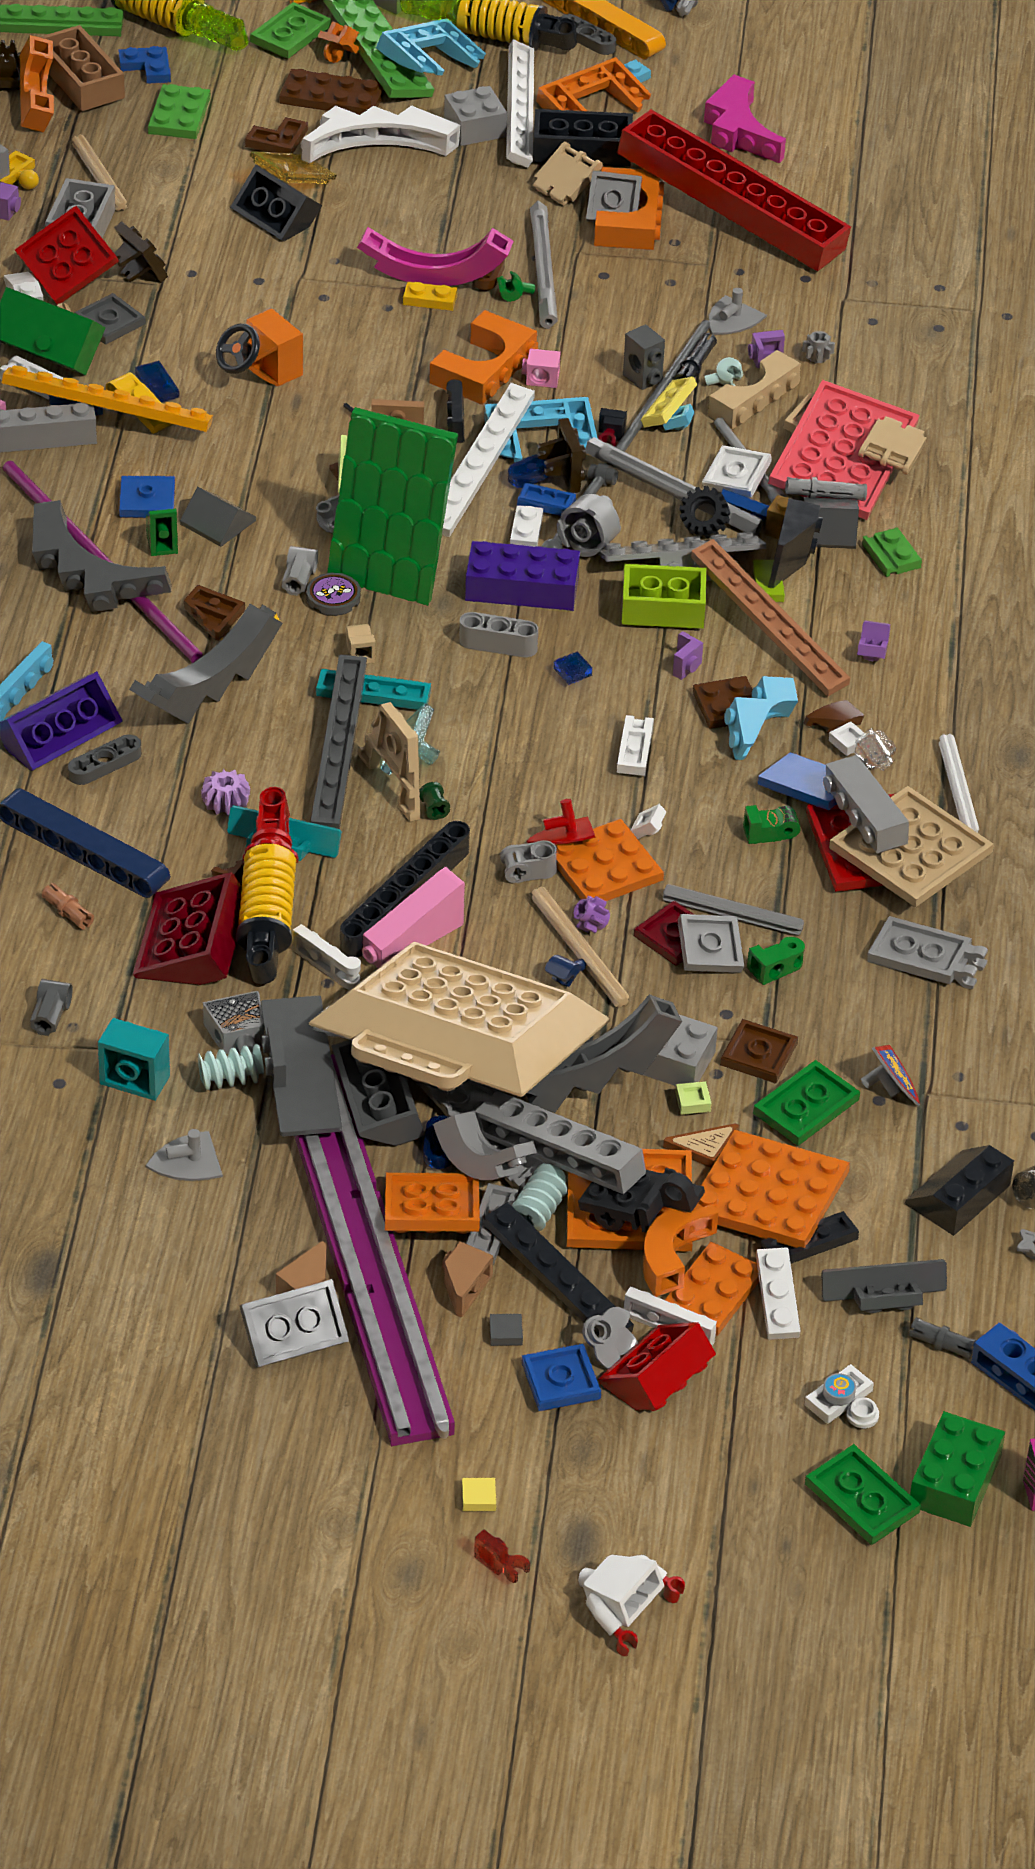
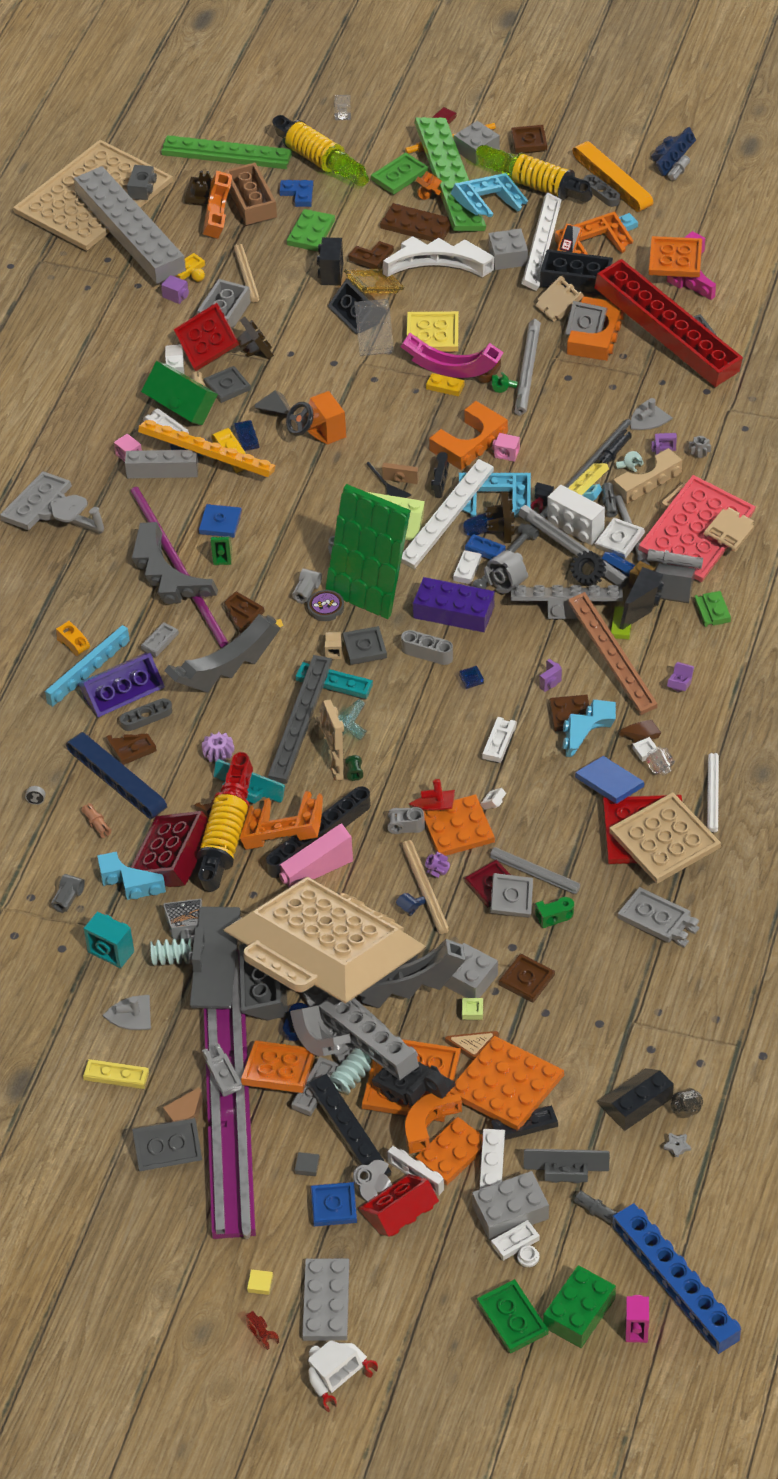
camera: 15 degrees right, 5 degrees up
(95, 803) = (131, 747): none -> reddish brown wing
(100, 657) = (159, 639): none -> light grey plate
(148, 980) = (135, 881): none -> medium azure arch
(187, 1241) = (116, 1074): none -> light yellow tile
(188, 337) = (274, 402): none -> dark grey slope
(215, 517) = (261, 540): dark grey slope -> none
(223, 146) = (330, 261): none -> black brick
(310, 226) = (374, 327): none -> clear piece
(326, 957) = (254, 877): white plate -> none
(352, 1214) = (222, 1071): none -> light grey hinge
(389, 875) = (305, 825): none -> orange wedge
(400, 222) = (435, 329): none -> light yellow plate
(406, 640) = (364, 645): none -> dark grey plate
(466, 1275) = (289, 1122): medium nougat slope -> none
(563, 93) = (570, 238): none -> slope
(582, 1505) = (326, 1300): none -> light grey plate
(643, 357) = (575, 446): dark grey brick -> none
(664, 596) = (544, 629): lime brick -> none
(670, 443) = (576, 514): none -> white brick
(708, 424) = (611, 510): none -> dark grey pin
(721, 106) = (675, 256): none -> orange plate
(770, 824) = (576, 809): green leg -> none
(806, 1102) = (548, 1021): green plate -> none
(819, 1346) = (510, 1204): none -> light grey brick
(839, 1389) = (514, 1238): tile -> none
(866, 804) = (638, 805): light grey brick -> none
(891, 1074) = (611, 1006): shield -> none

